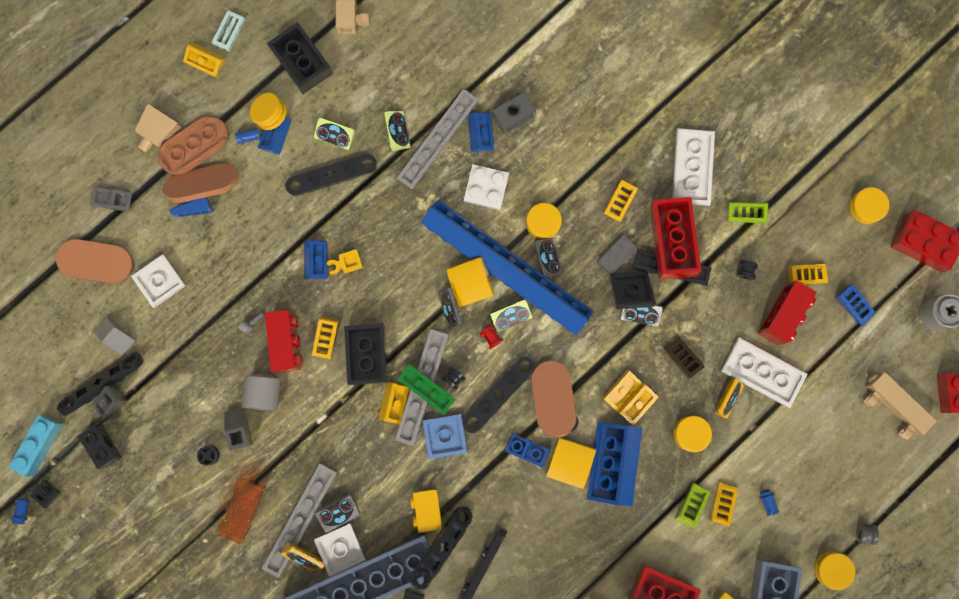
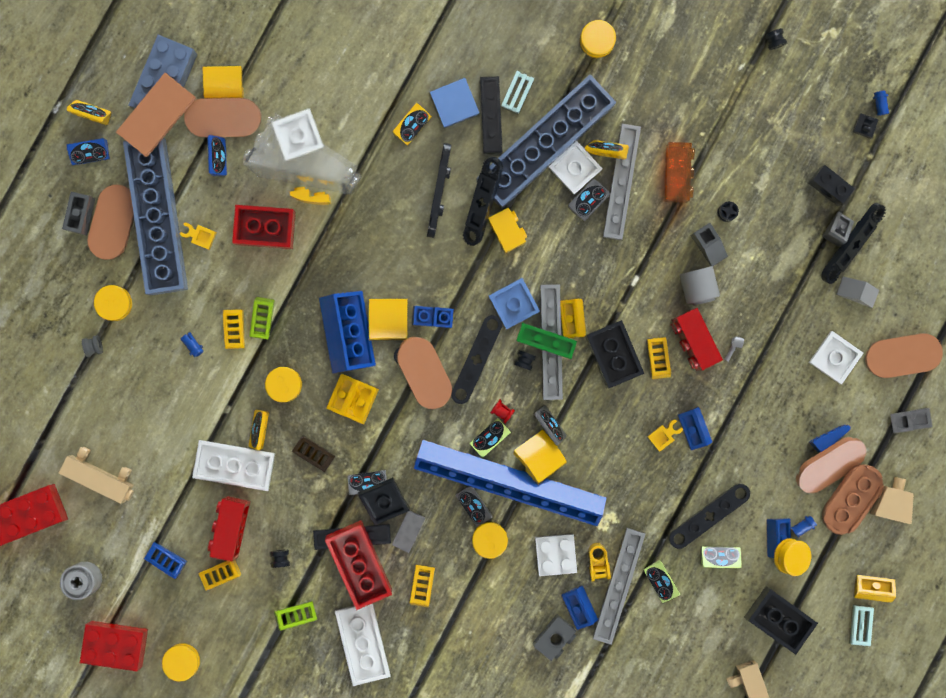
camera: 160 degrees right, 5 degrees up
(36, 445) = (890, 167): medium azure brick -> none
(449, 164) = (598, 566): none -> yellow piece

